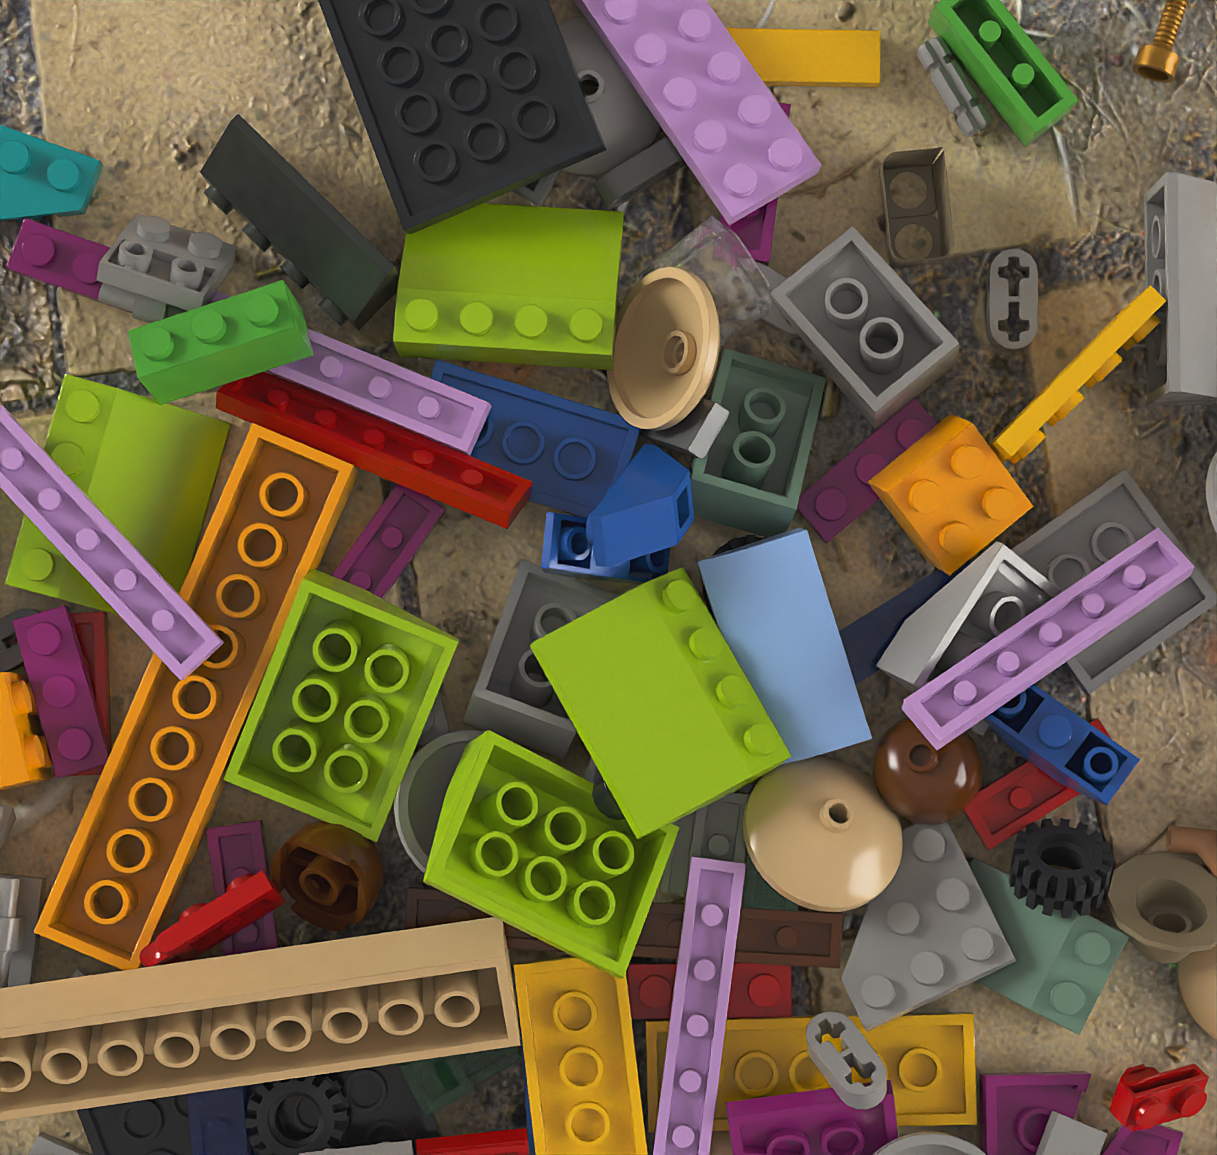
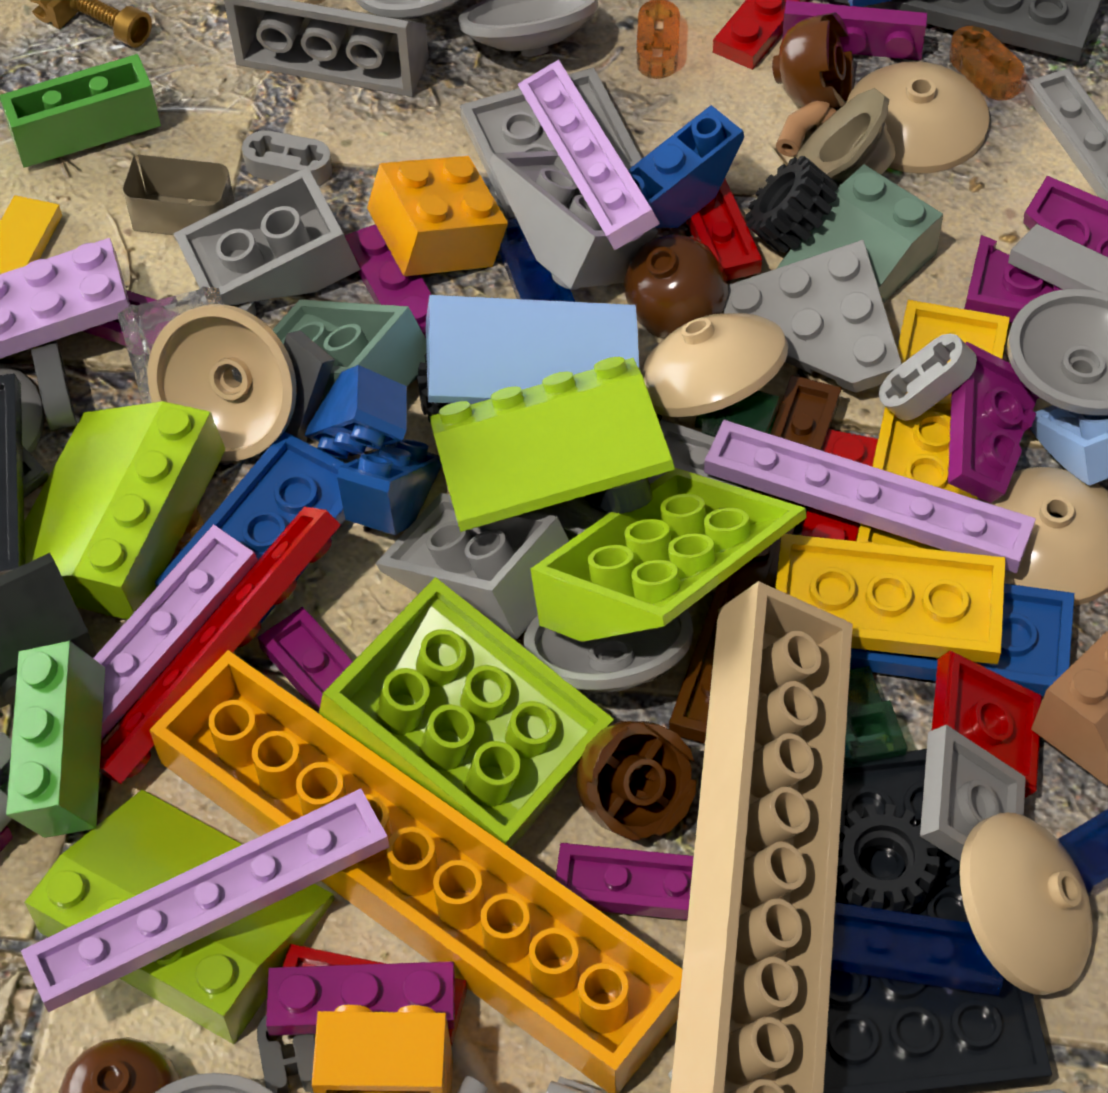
camera: 70 degrees left, 30 degrees down
(211, 923) = (656, 900): red hinge -> none
(953, 86) = (86, 160): light grey axle -> none
(1087, 368) = (361, 101): yellow plate -> none
(1154, 1098) = (1011, 187): red piece -> none

